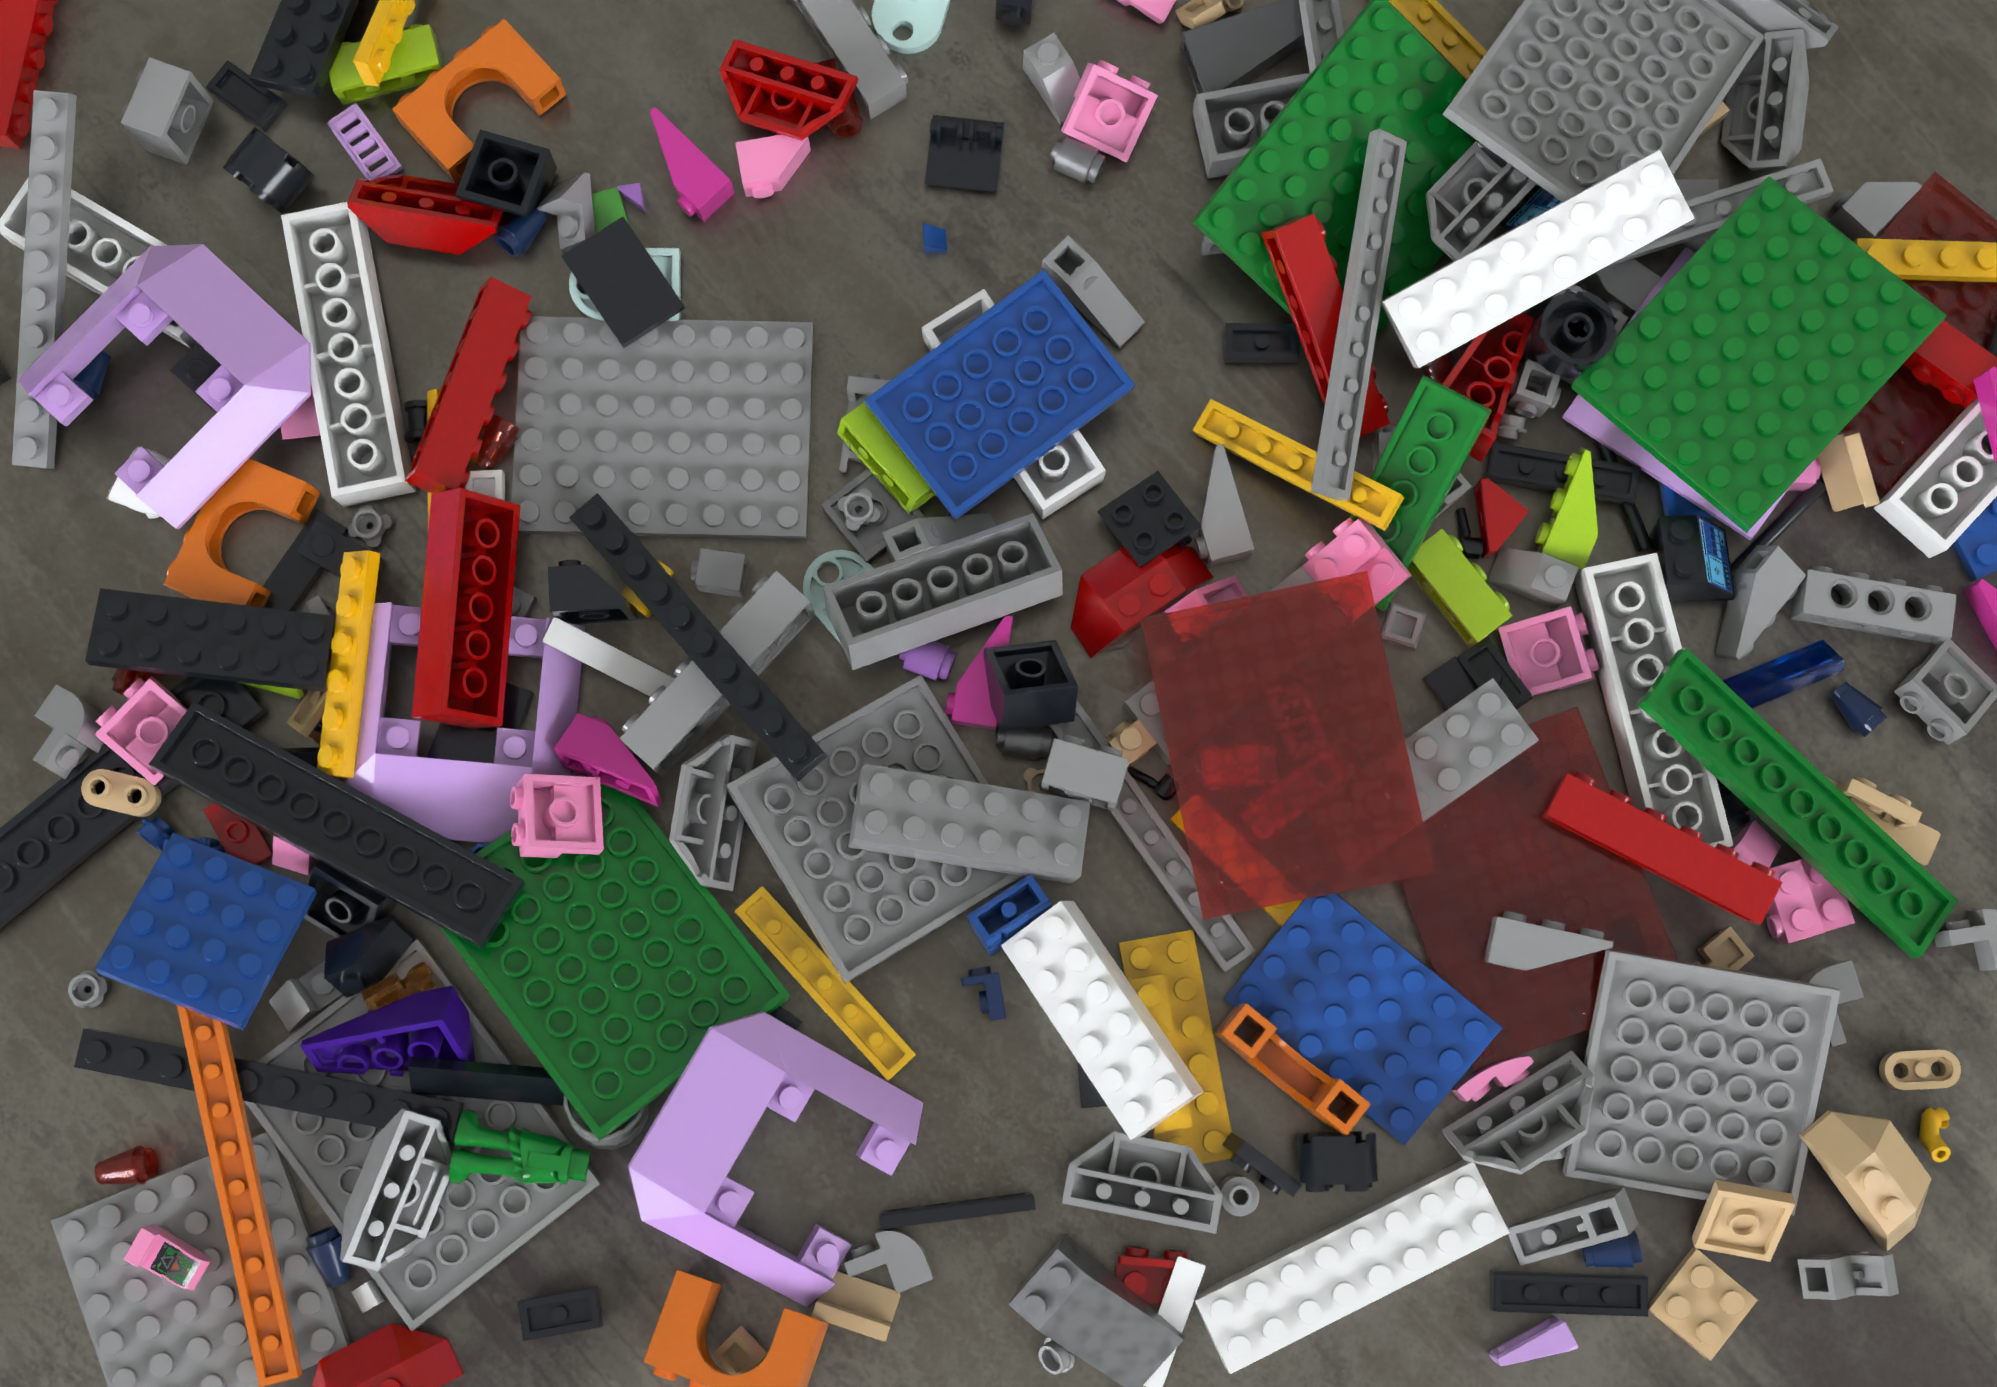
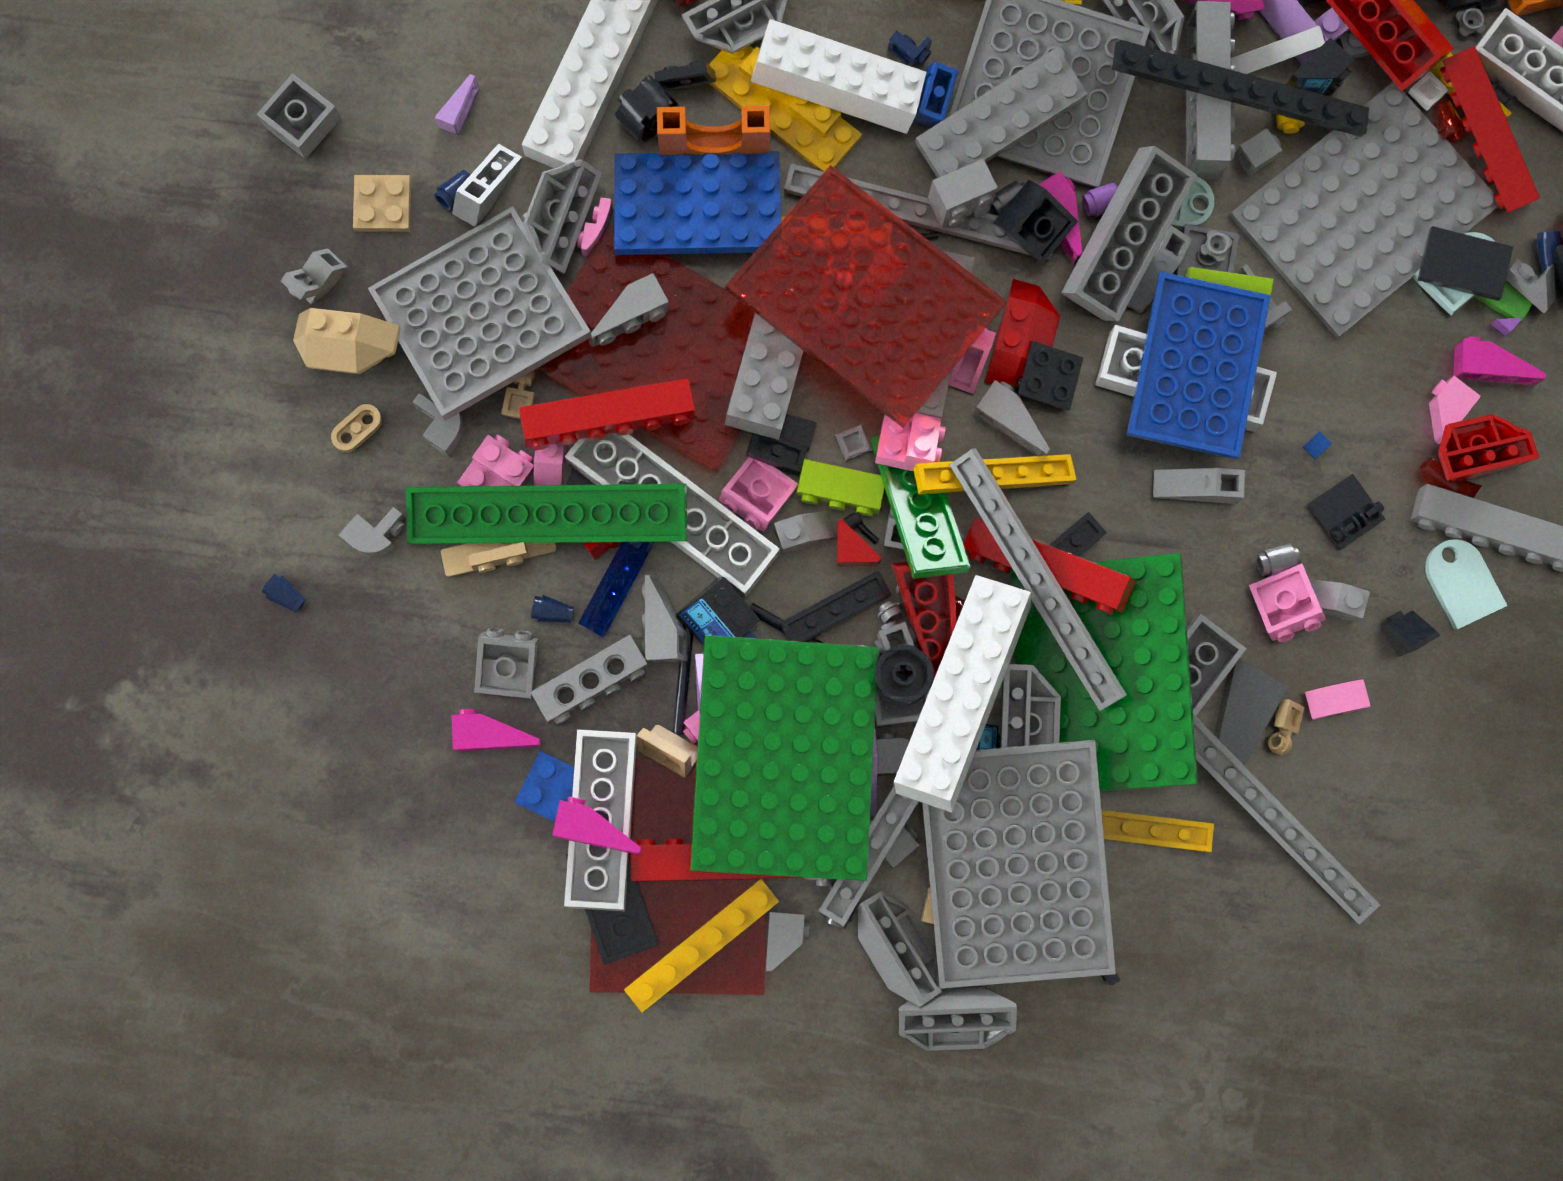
camera: 135 degrees right, 0 degrees up
(1131, 739) = (951, 239): tan brick -> none
(1229, 1186) = (684, 49): light grey brick -> none
(1568, 1293) = (459, 150): black tile -> none
(1574, 520) = (805, 579): lime slope -> none
(1743, 1220) = (395, 259): tan plate -> none
(1929, 1134) = (322, 395): yellow arm -> none

